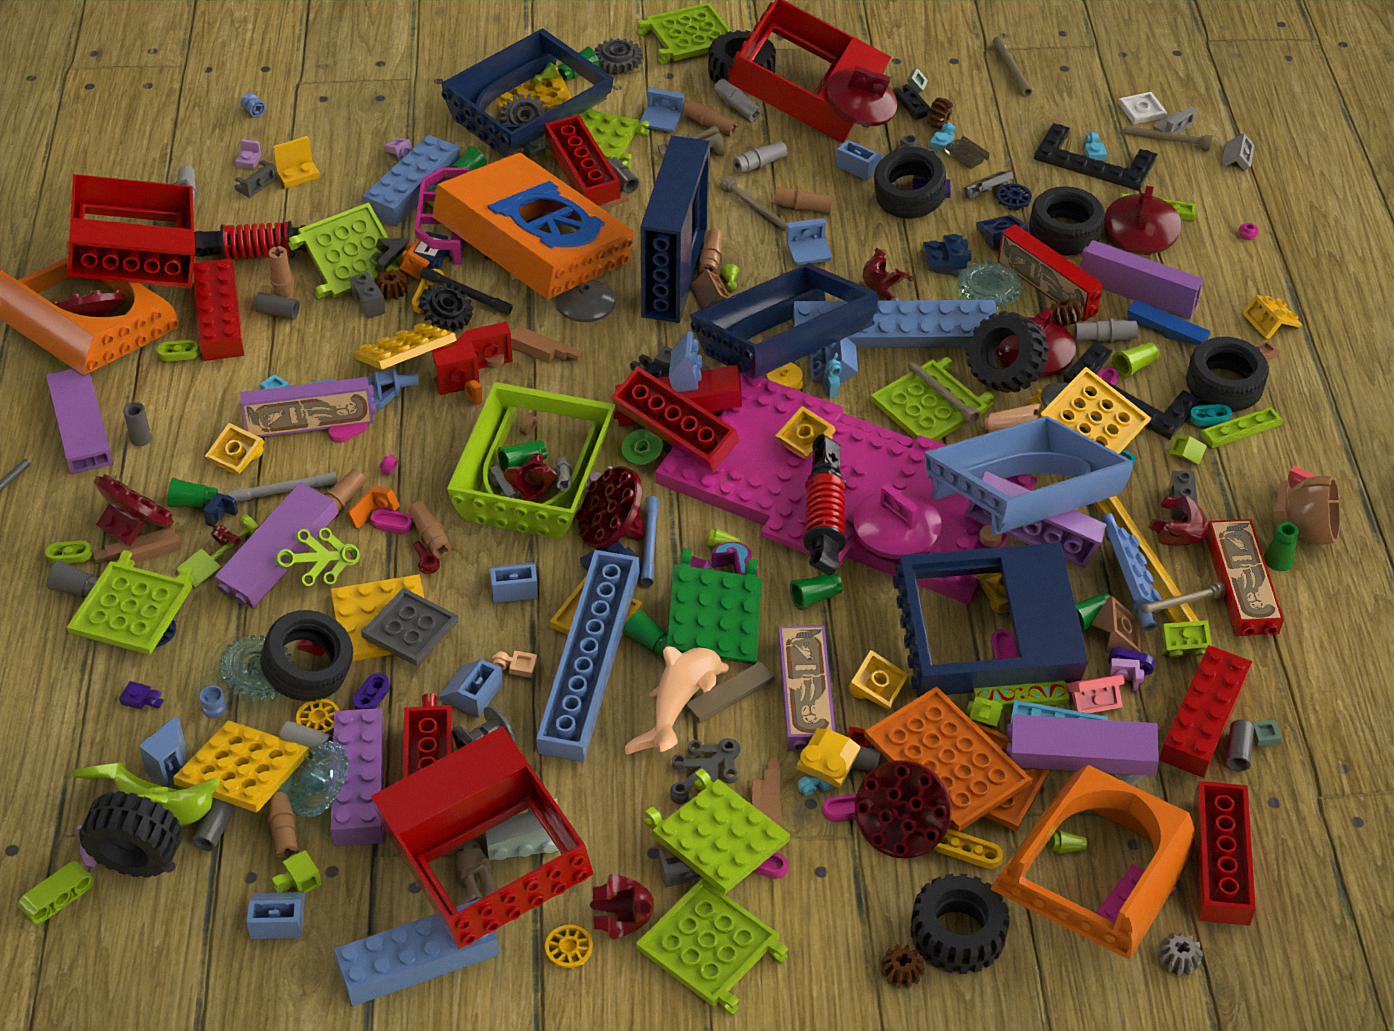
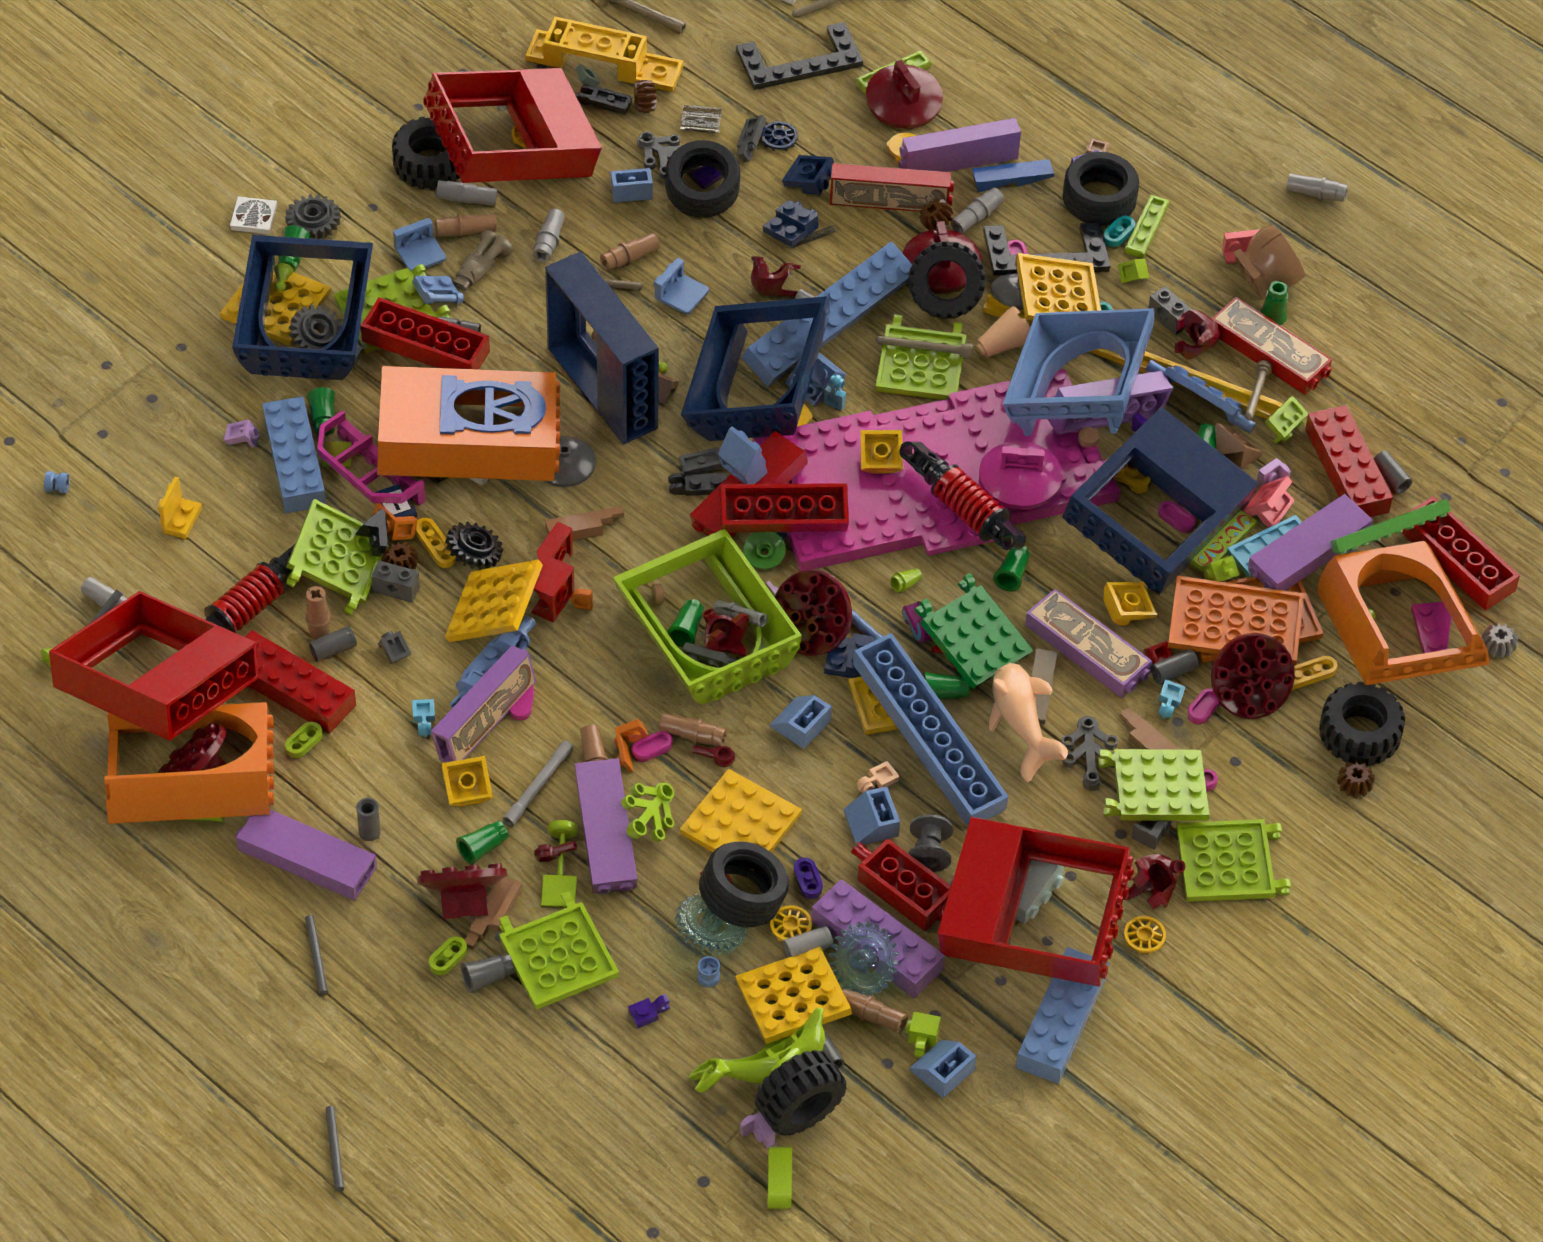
camera: 45 degrees left, 5 degrees up
(165, 752) = (734, 1028): medium blue slope -> none
(218, 507) = (516, 831): dark blue bracket -> none
(249, 154) = (117, 531): lavender bracket -> none
(257, 181) = (155, 548): dark grey hinge -> none
(312, 334) = (394, 646): none -> dark grey bracket
(388, 464) = (595, 704): dark pink plate -> none
(410, 626) = (781, 808): dark grey plate -> none
(471, 868) = (1026, 934): dark tan piece -> none
(495, 303) = (439, 525): black piece -> none
(584, 34) = (253, 215): none -> white tile
(638, 142) = (437, 289): none -> medium blue plate
(684, 31) = (342, 152): lime plate -> none
(732, 553) = (937, 584): magenta animal -> none
(828, 756) = (1165, 678): yellow slope -> none
(862, 96) = (588, 123): dark red bracket -> none
(942, 138) = (666, 120): medium azure plate -> none
(957, 76) = (607, 45): none -> yellow bracket
(991, 288) = (852, 236): clear light blue gear -> none
(1072, 204) = (851, 112): black tyre -> none
(1093, 148) = (793, 51): medium azure plate -> none
(1134, 359) = (1023, 221): lime plant -> none
(1146, 661) = (1257, 463): dark purple plate -> none
(1171, 778) = (1389, 526): none -> bright green piece
(1248, 231) = (981, 49): dark pink plate -> none
(1266, 733) = (1398, 450): sand green plate -> none
(1268, 315) = (1074, 116): yellow bracket -> none

